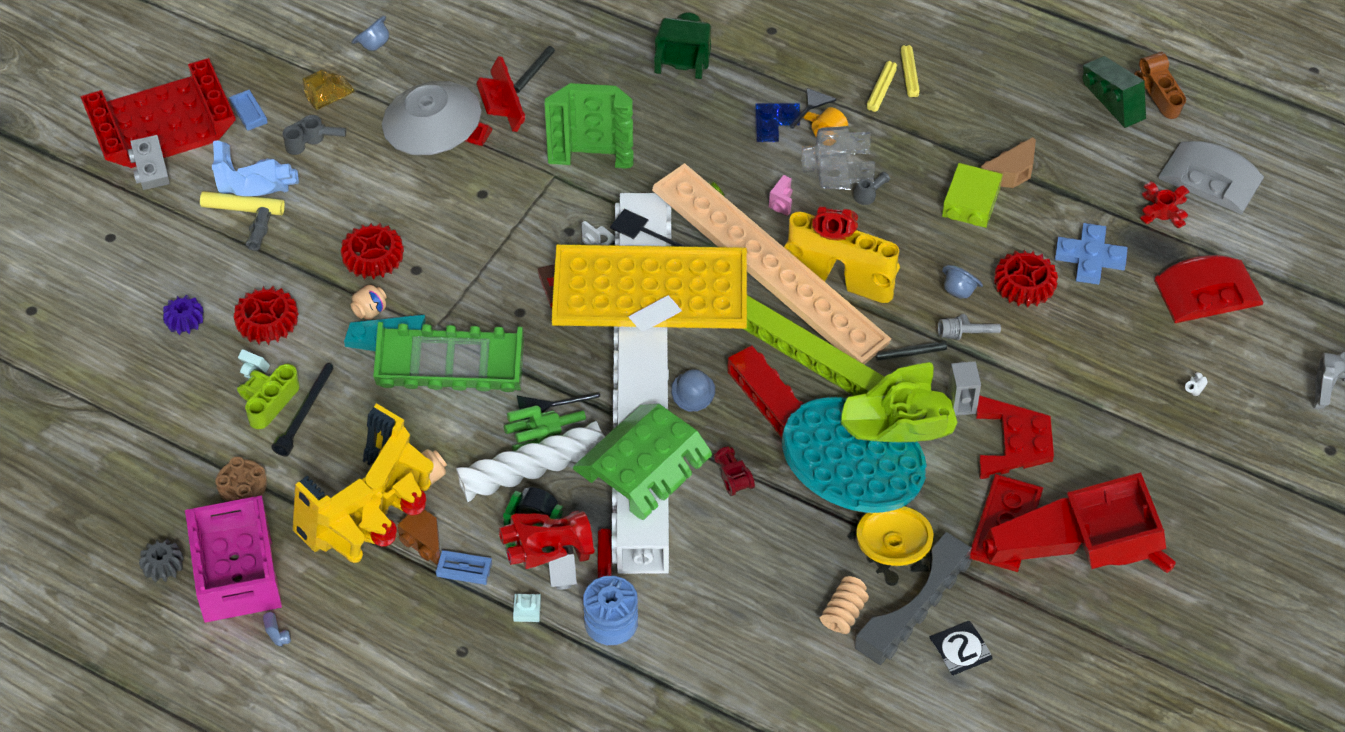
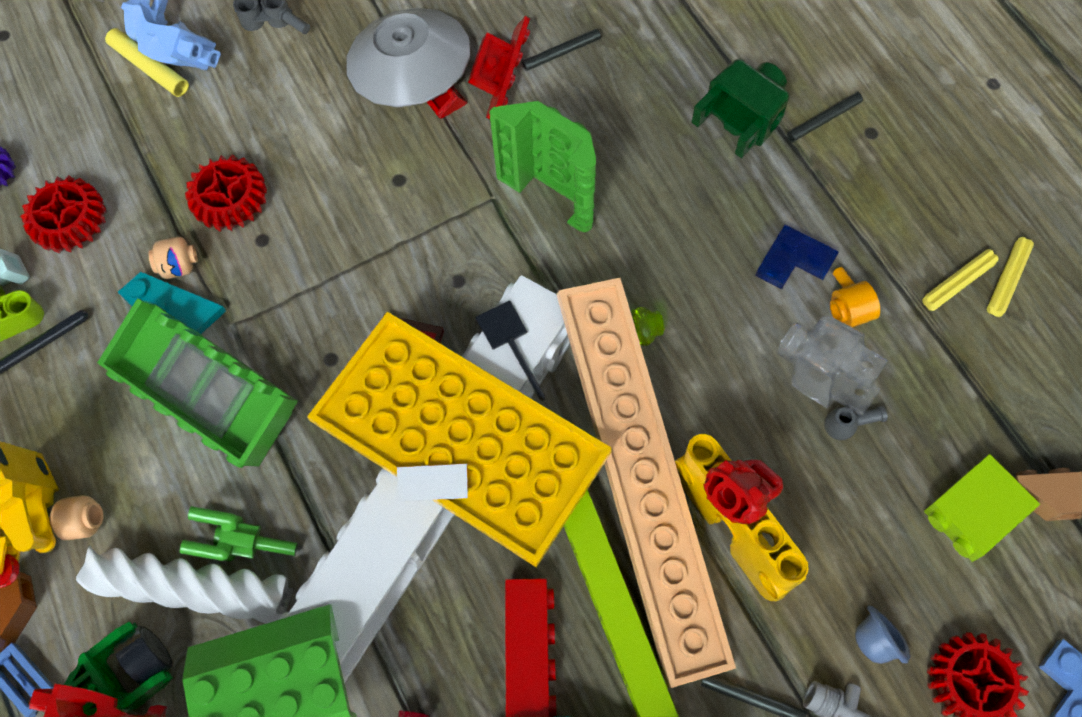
camera: 35 degrees right, 15 degrees up
(258, 228) = (138, 101): dark grey pin -> none
(525, 402) = (253, 499): black piece -> none
(591, 236) = (469, 308): white bracket -> none
(693, 390) = (446, 590): sand blue hat -> none
(736, 33) = (825, 117): none -> pearl dark grey bar
(780, 196) = (733, 368): bright pink bracket -> none
(814, 100) = (864, 256): piece -> none

